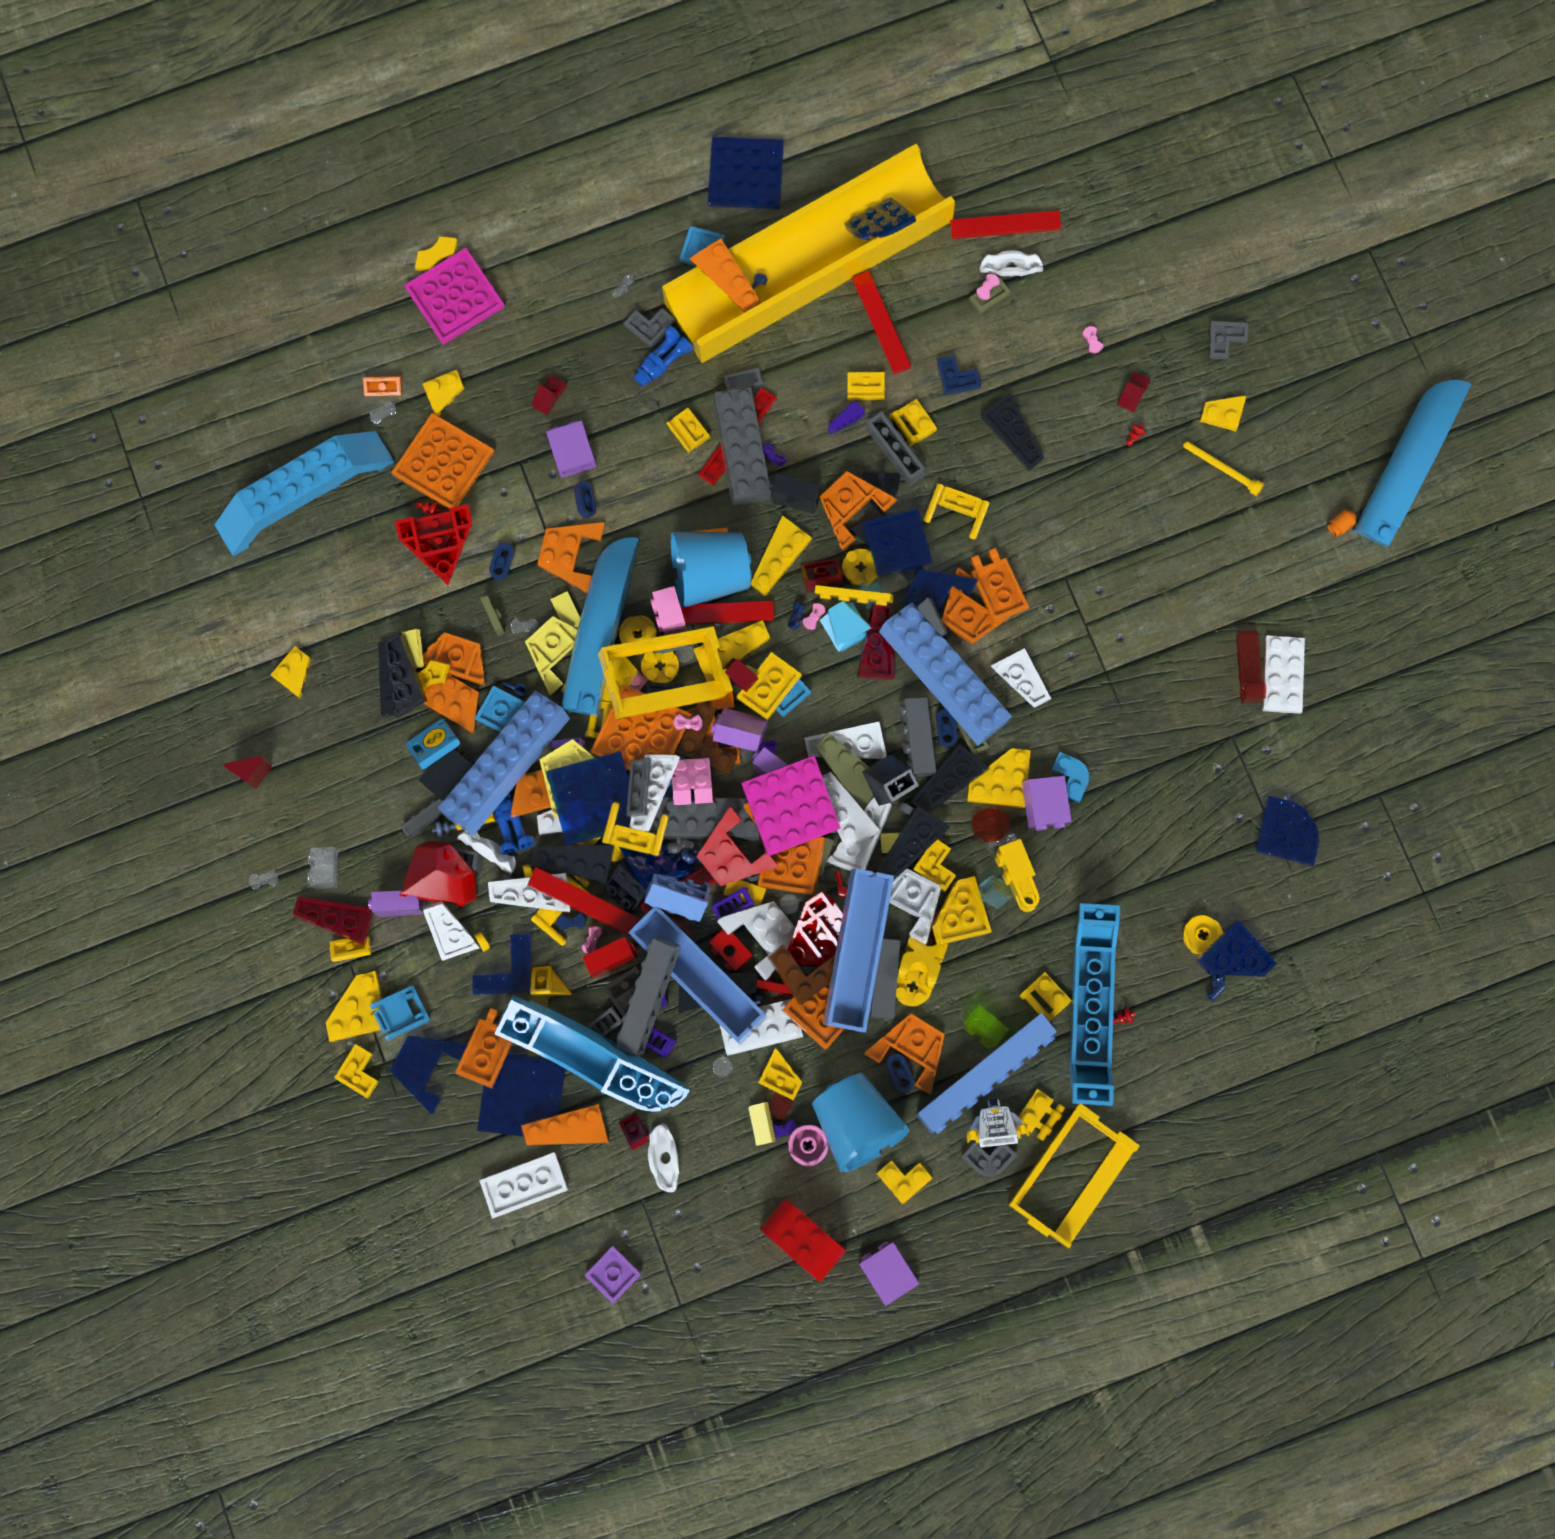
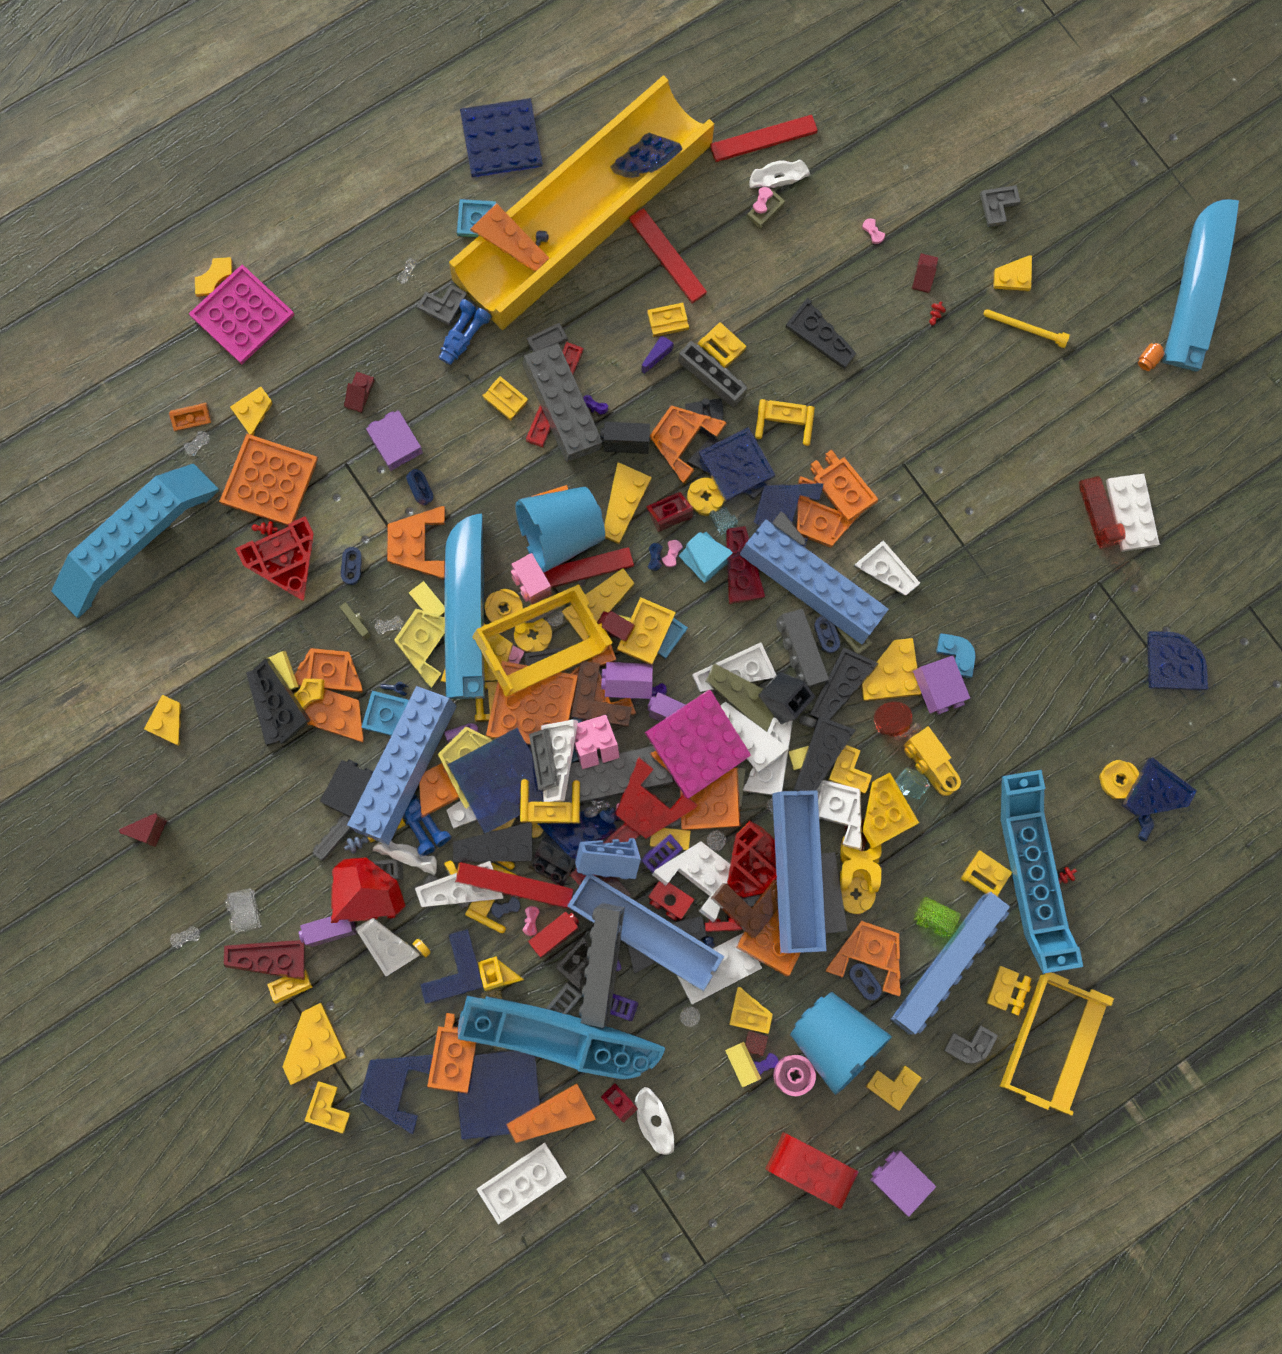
camera: 25 degrees left, 0 degrees up
(395, 1014) = (352, 1042): dark azure container -> none
(435, 743) = (328, 759): dark azure container -> none
(613, 1275) = (632, 1251): medium lavender plate -> none
(694, 723) = (569, 686): bright pink piece -> none
(842, 891) = (764, 816): red hand -> none
(850, 594) = (701, 525): yellow wing -> none
(955, 381) = (751, 297): dark blue plate -> none
(996, 1126) = (973, 1012): torso -> none

